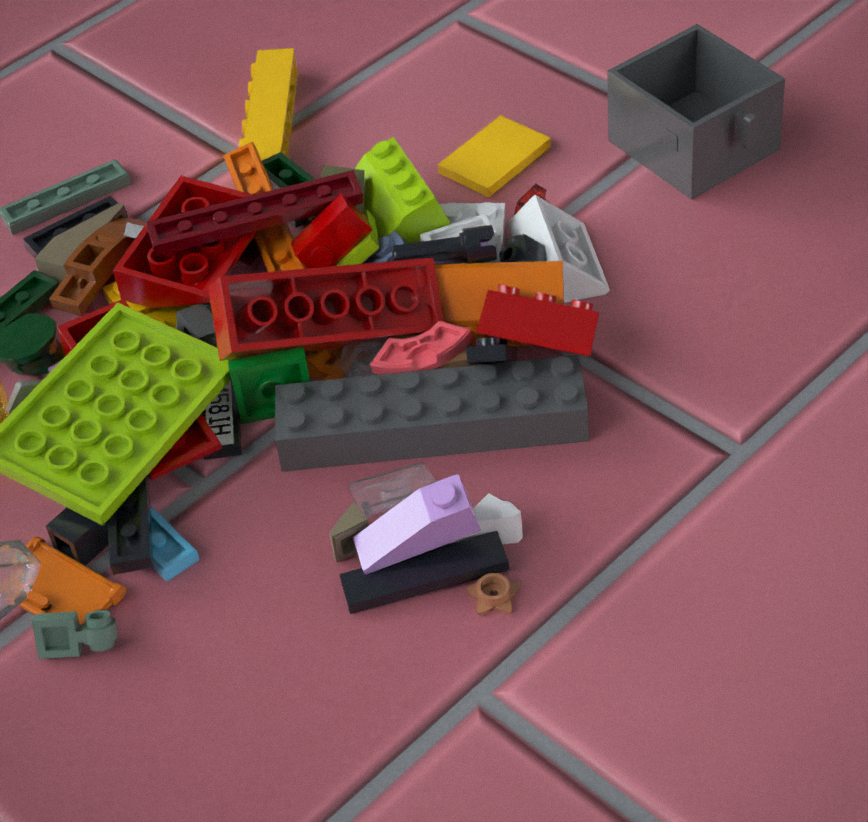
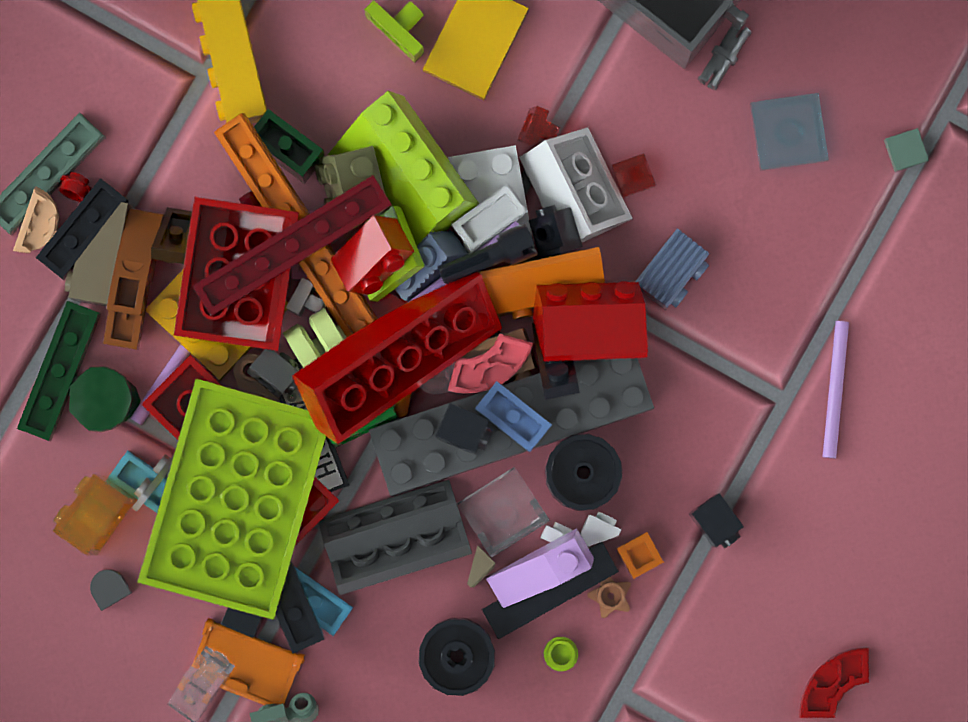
camera: 20 degrees left, 40 degrees up
(41, 213) = (39, 222): none -> light nougat plate
(83, 198) = (74, 186): none -> red plate
(268, 495) = (394, 537): none -> dark grey slope
(292, 605) = (454, 677): none -> black wheel
(368, 366) = (464, 429): none -> black brick
(416, 633) = (560, 653): none -> lime plate
(423, 137) = (398, 28): none -> lime tile
(429, 380) = (513, 416): none -> medium blue plate
(495, 457) = (603, 477): none -> black wheel
(538, 553) = (640, 555): none -> orange plate
(619, 258) = (633, 175): none -> clear red tile
(635, 533) = (717, 521): none -> black brick
(639, 323) = (672, 269): none -> sand blue brick
(733, 188) = (724, 56): none -> dark grey pin
(748, 722) = (833, 681): none -> red tile
(788, 247) = (789, 131): none -> clear light blue tile
(801, 449) = (835, 389): none -> lavender bar

